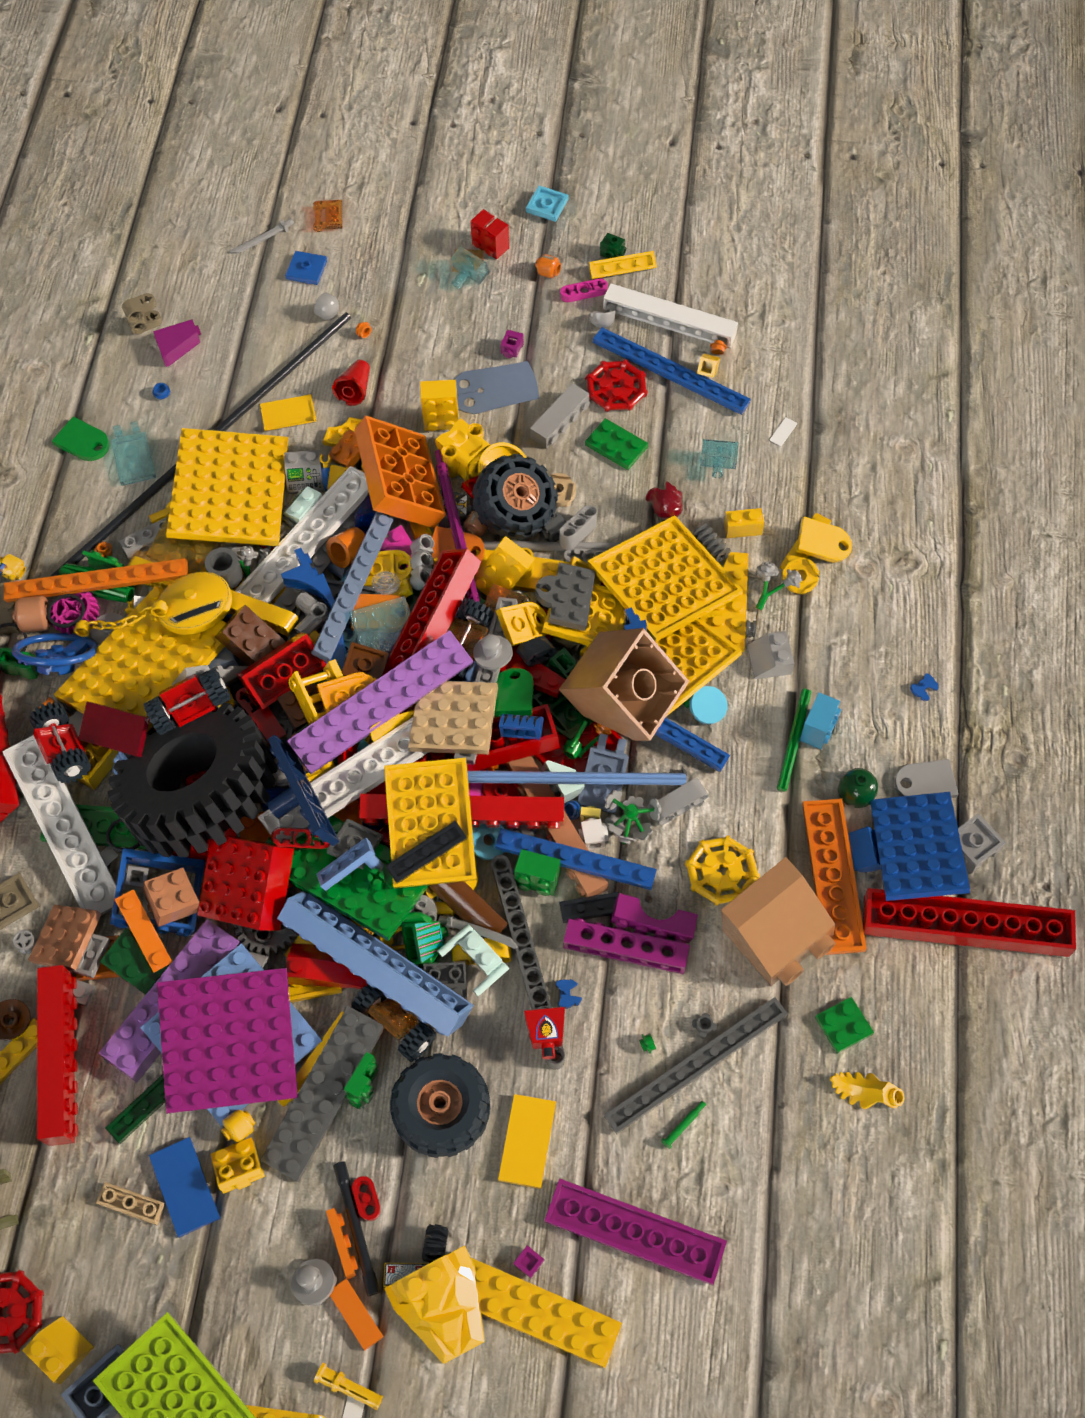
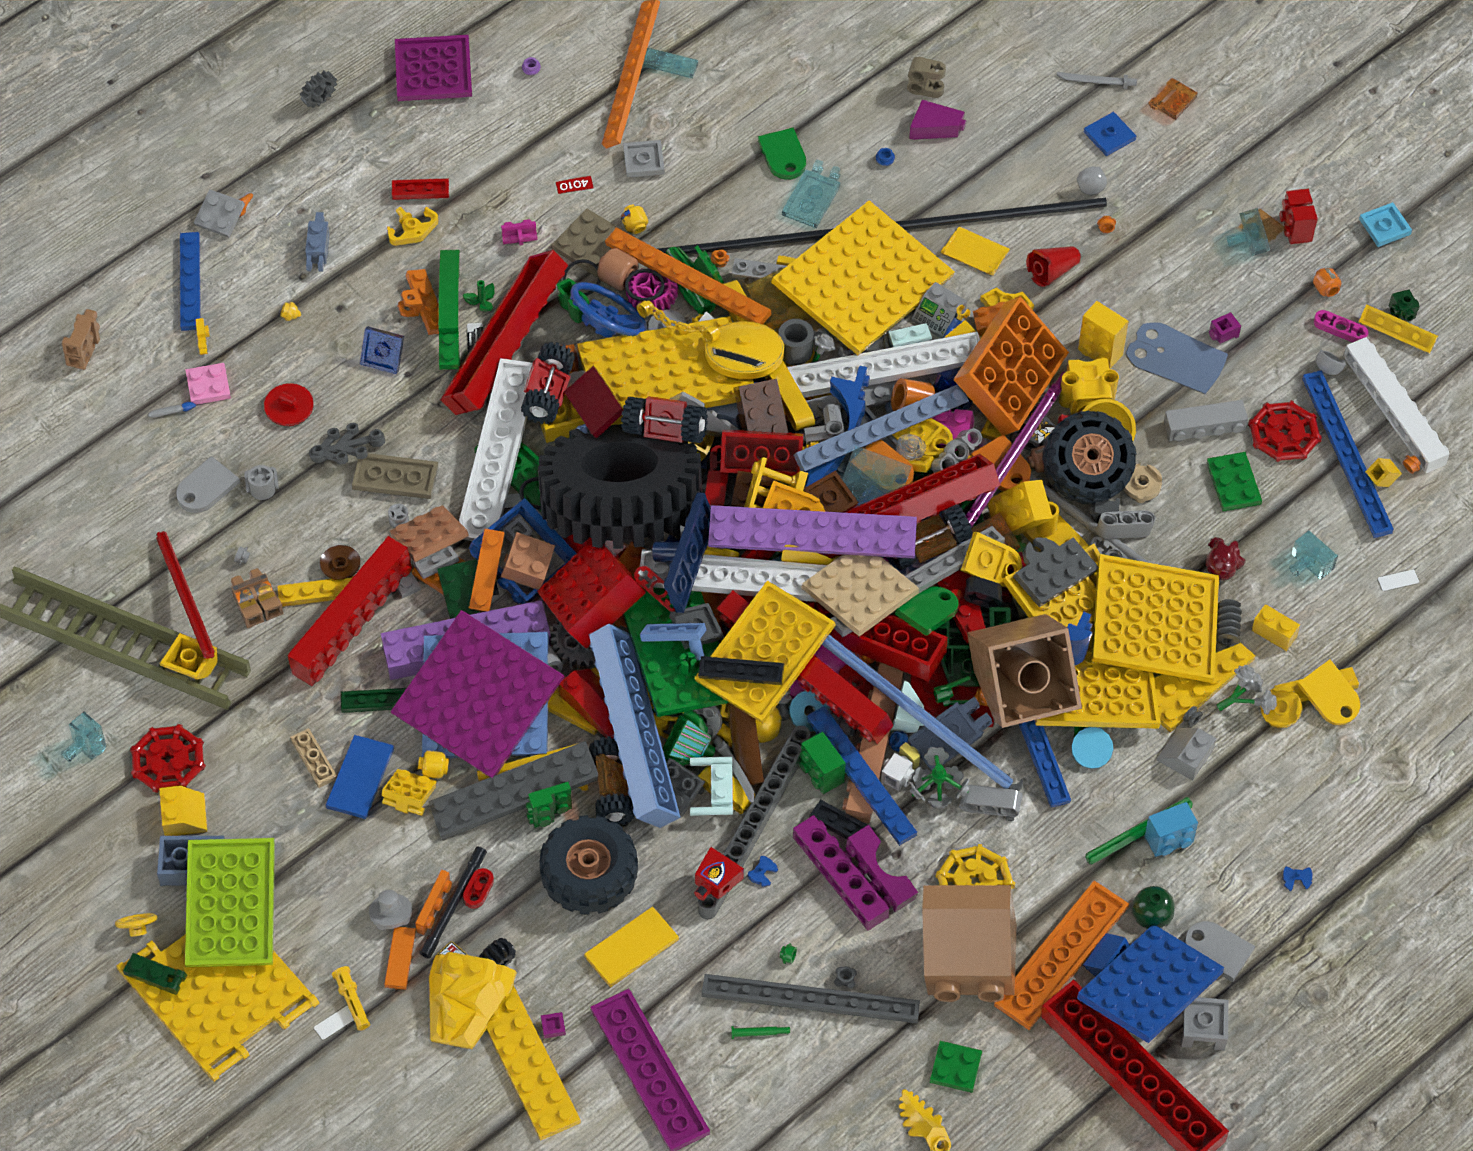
camera: 40 degrees right, 5 degrees down
(492, 652) = (940, 563): light grey plate -> none
(521, 726) = (907, 636): blue brick -> none

